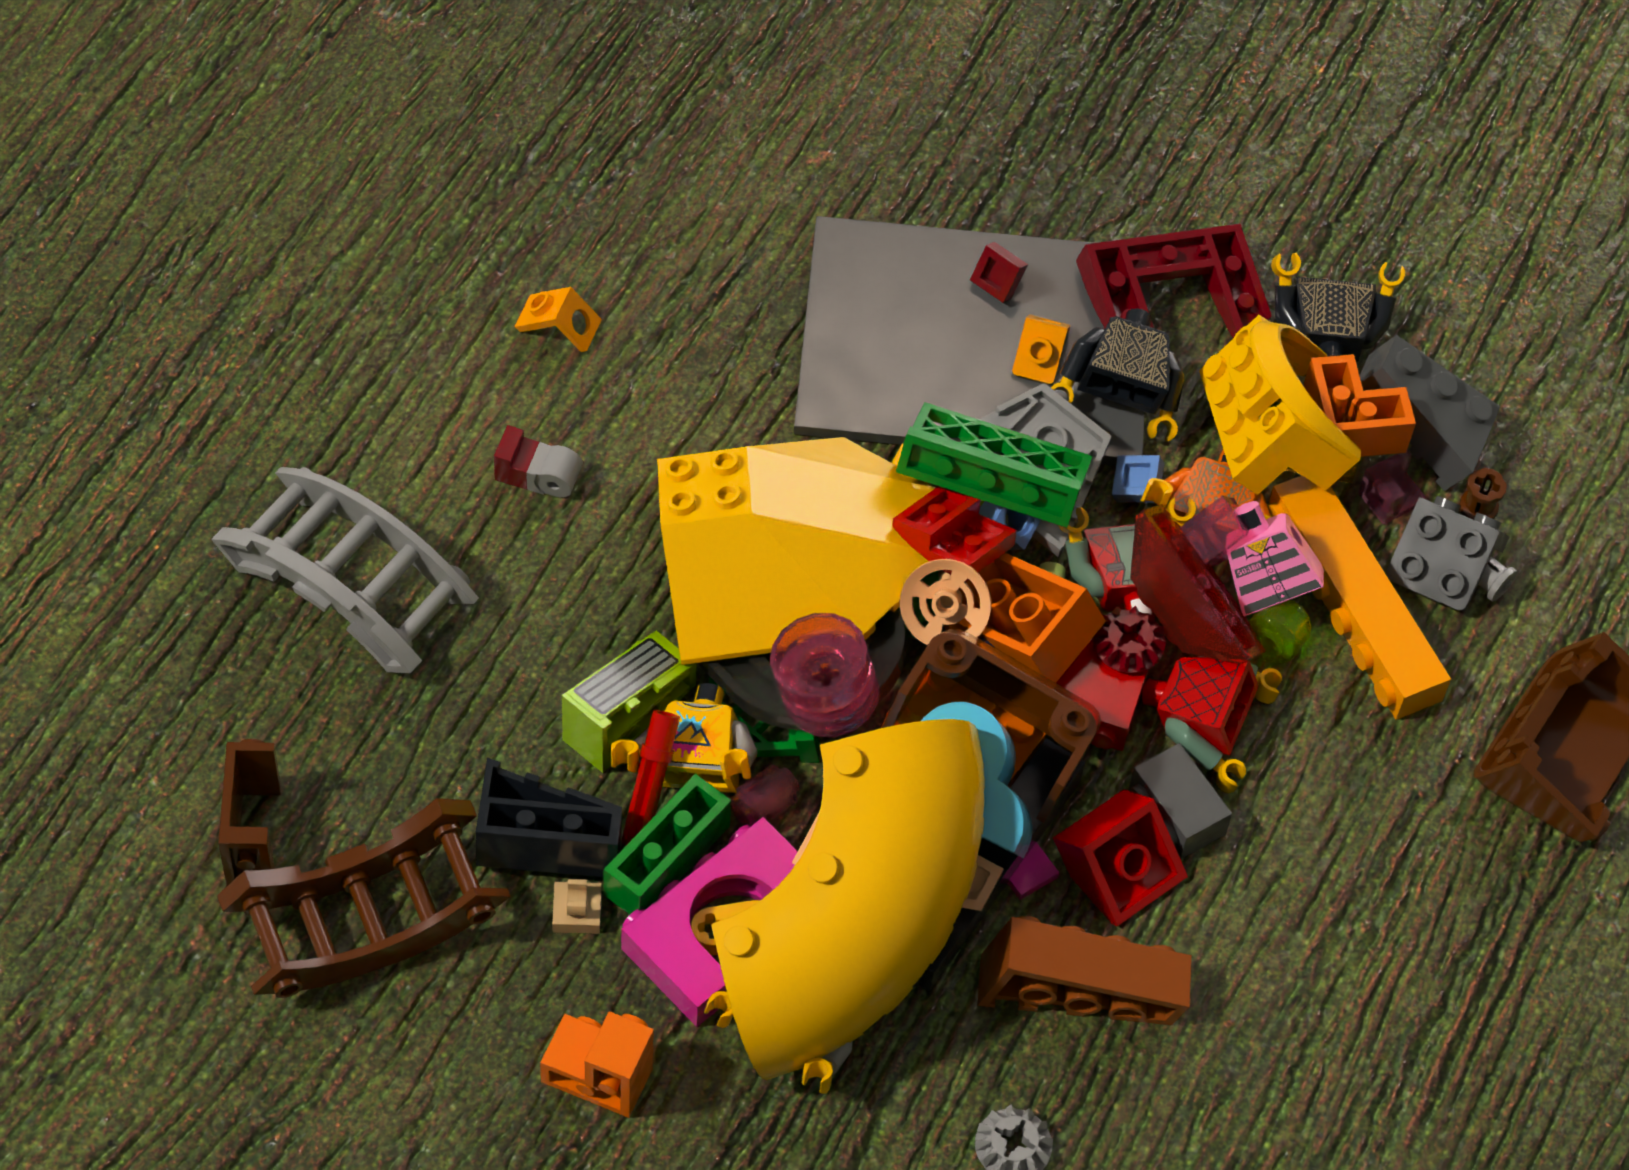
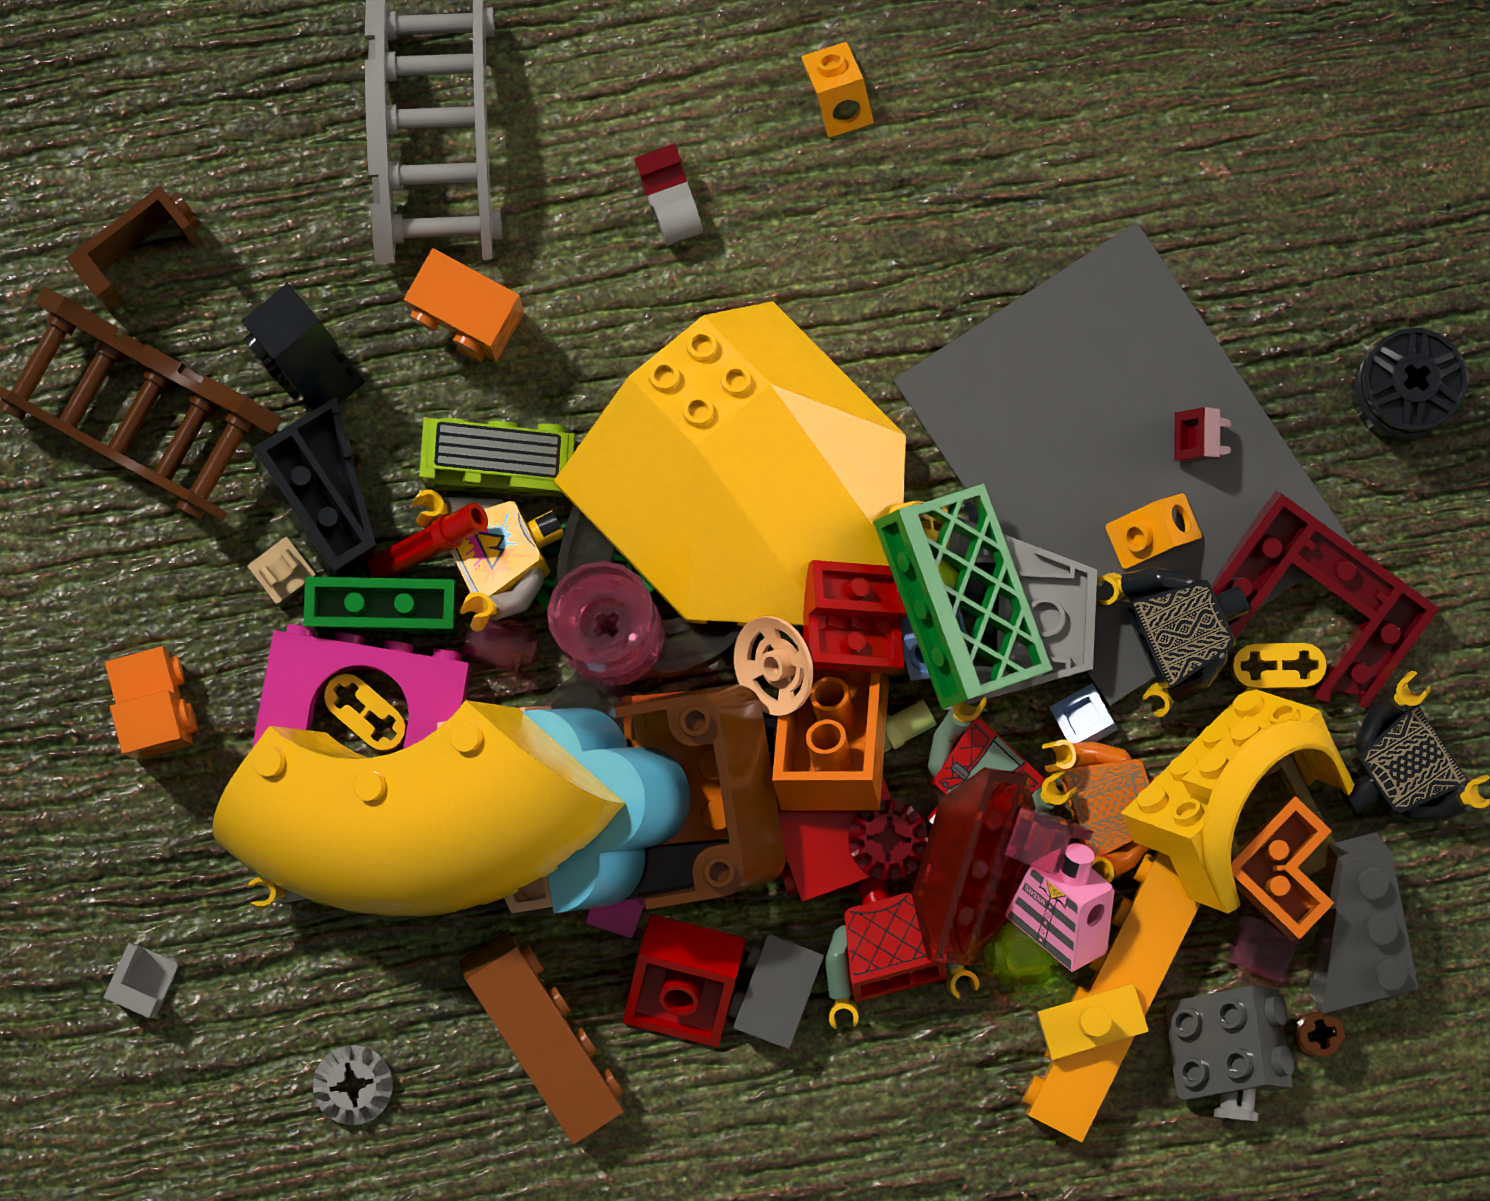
camera: 55 degrees right, 25 degrees up
(429, 751) = (296, 344): none -> black wedge
(502, 624) = (466, 304): none -> orange brick
(1071, 138) = (1392, 408): none -> black wheel
(1190, 343) = (1278, 654): none -> yellow beam
(1367, 608) = (1092, 1021): none -> yellow tile

